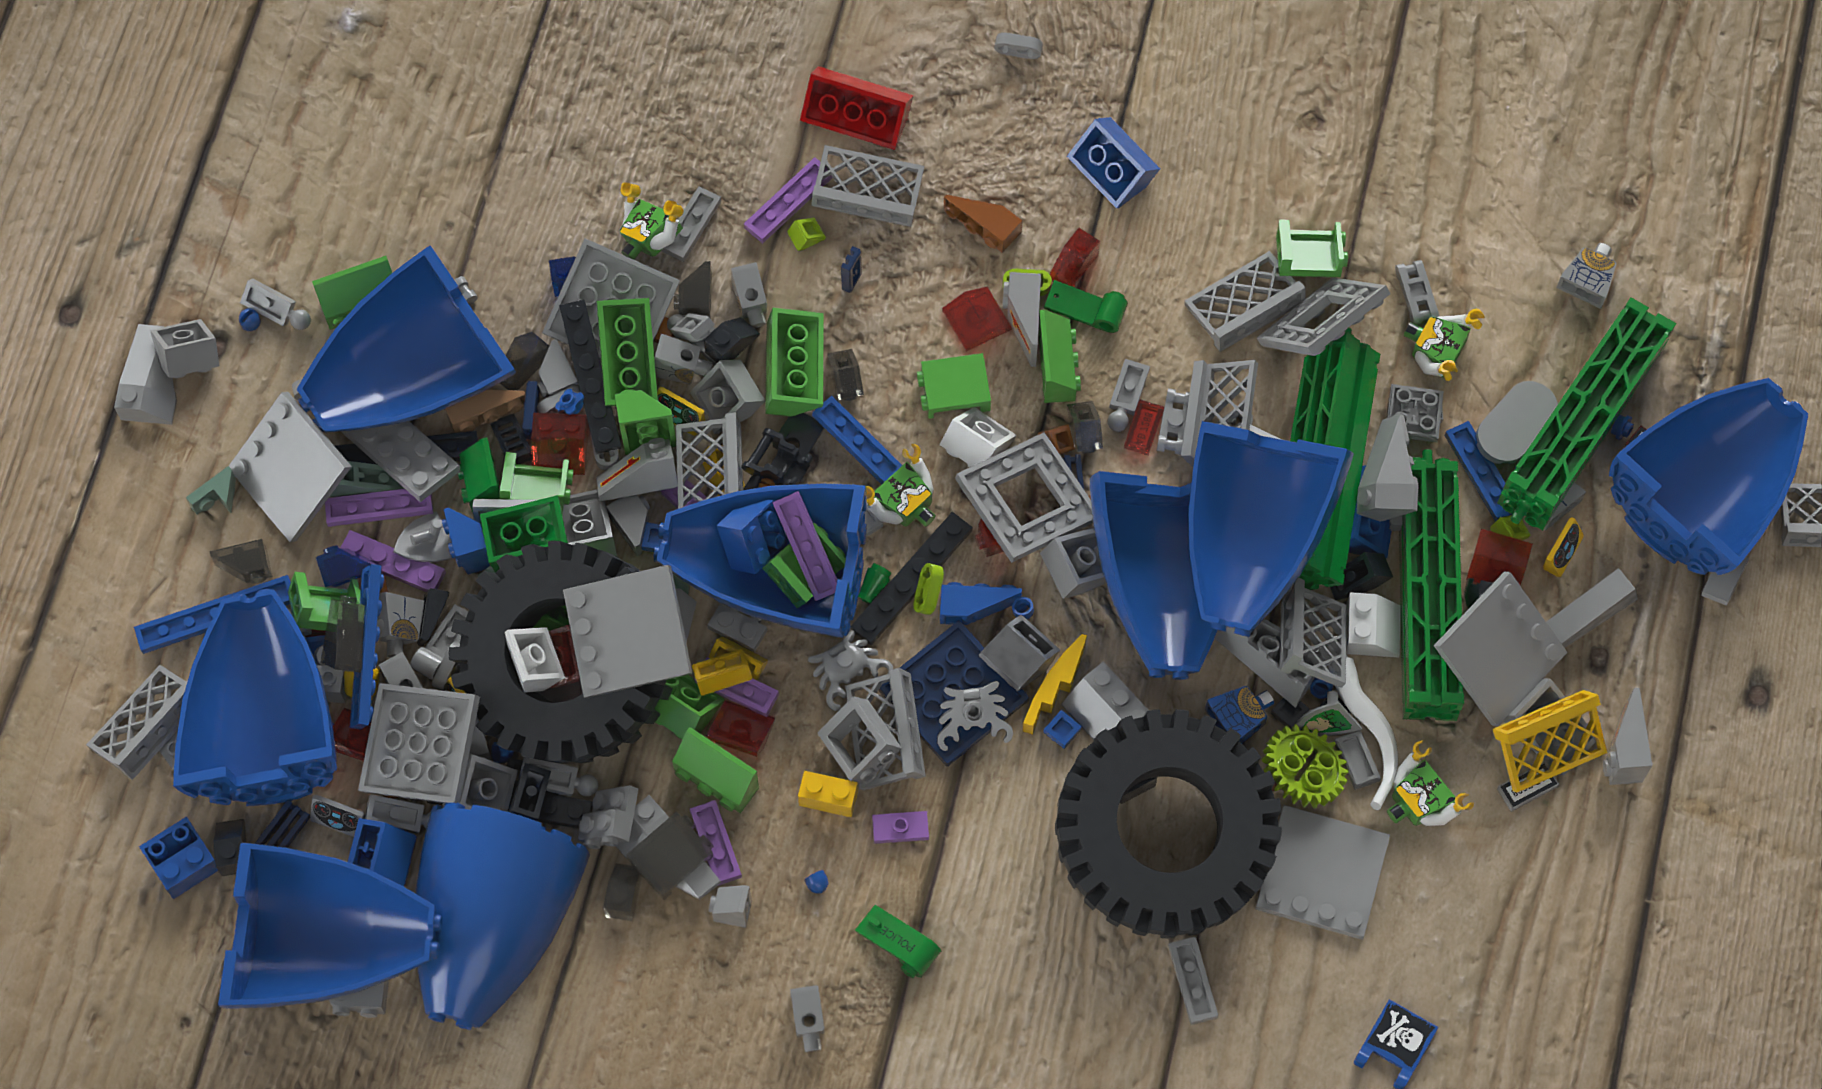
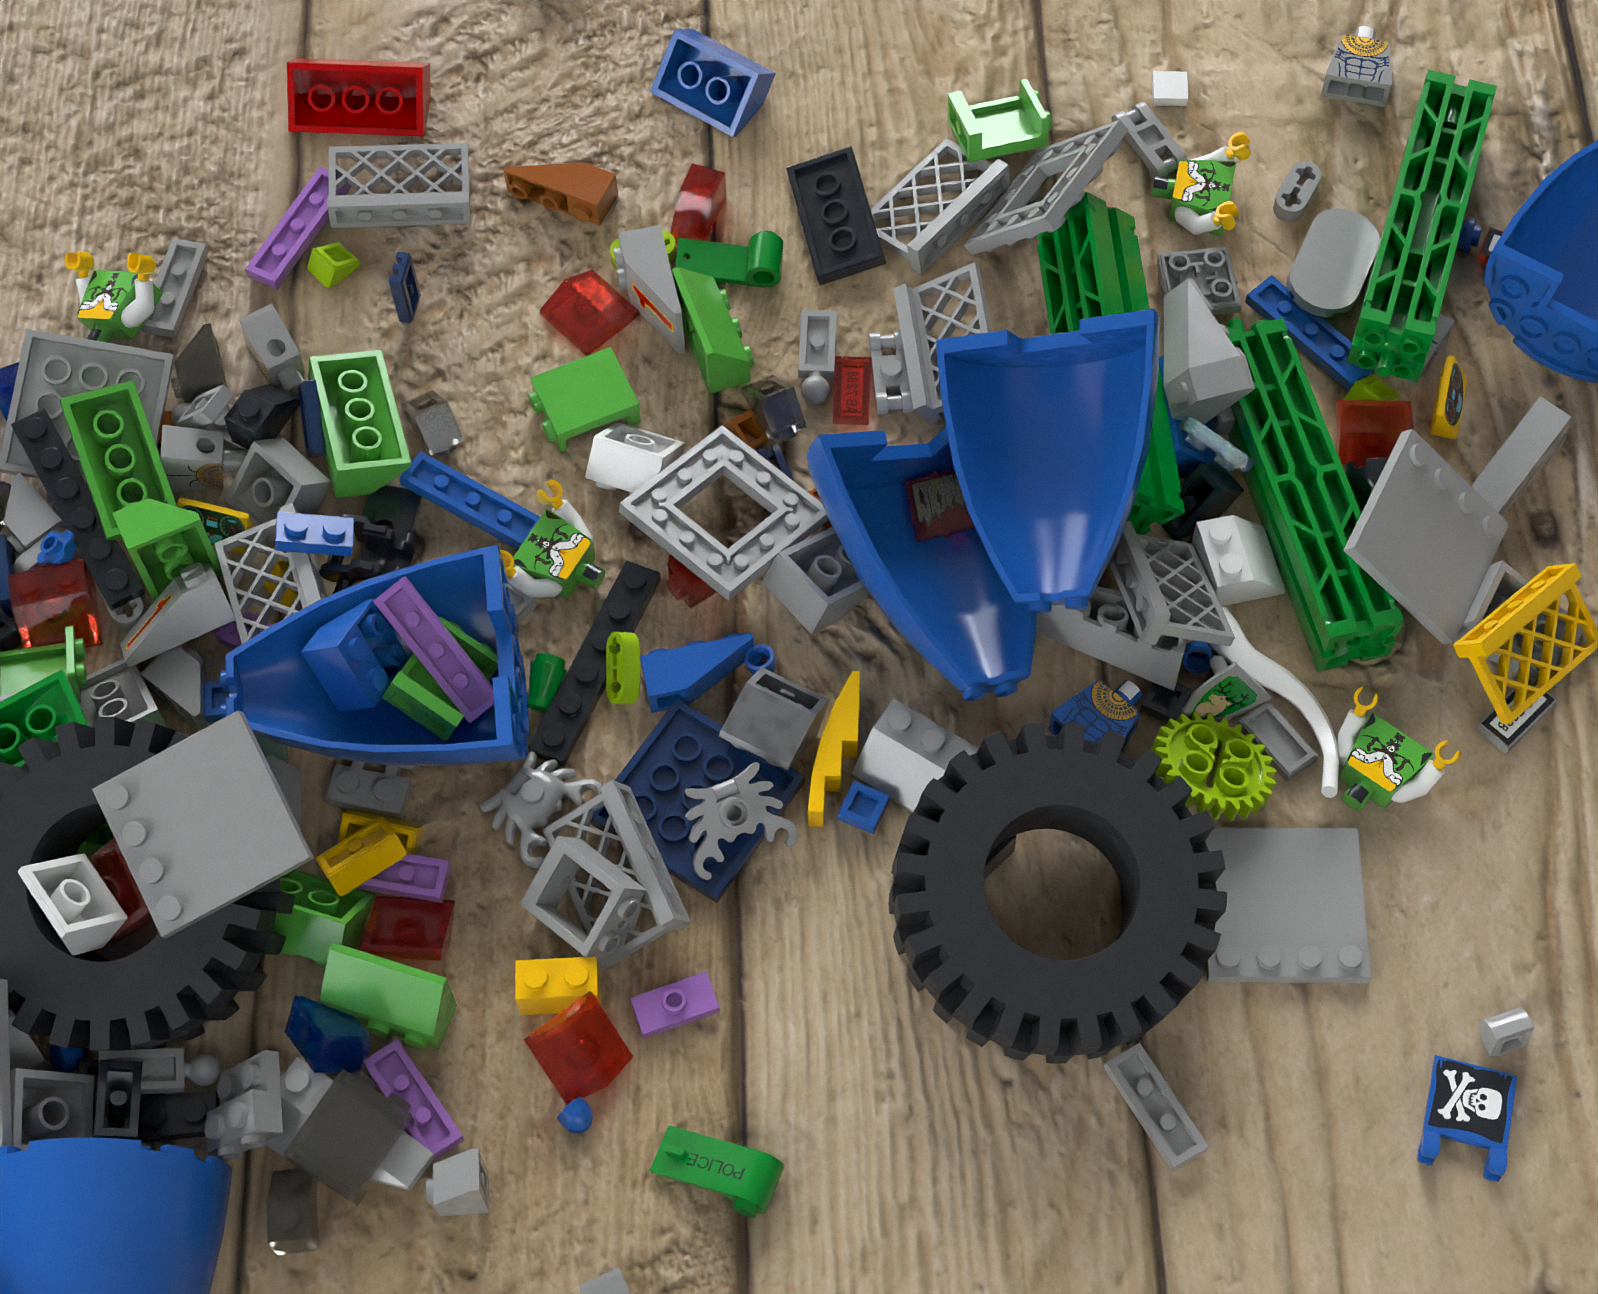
camera: 15 degrees left, 5 degrees down
(670, 786) = (327, 1037): none -> clear blue slope
(745, 440) = (314, 534): none -> plate
(762, 352) = (311, 419): none -> dark blue tile
(830, 839) = (579, 1049): none -> clear red slope
(1171, 291) = (836, 216): none -> black tile
(1172, 531) = (937, 506): none -> piece
(1387, 549) = (1227, 454): none -> clear light blue plate
(1440, 997) = (1506, 1032): none -> light grey brick
(1446, 253) = (1169, 88): none -> white tile
(1507, 355) = (1291, 189): none -> light grey beam

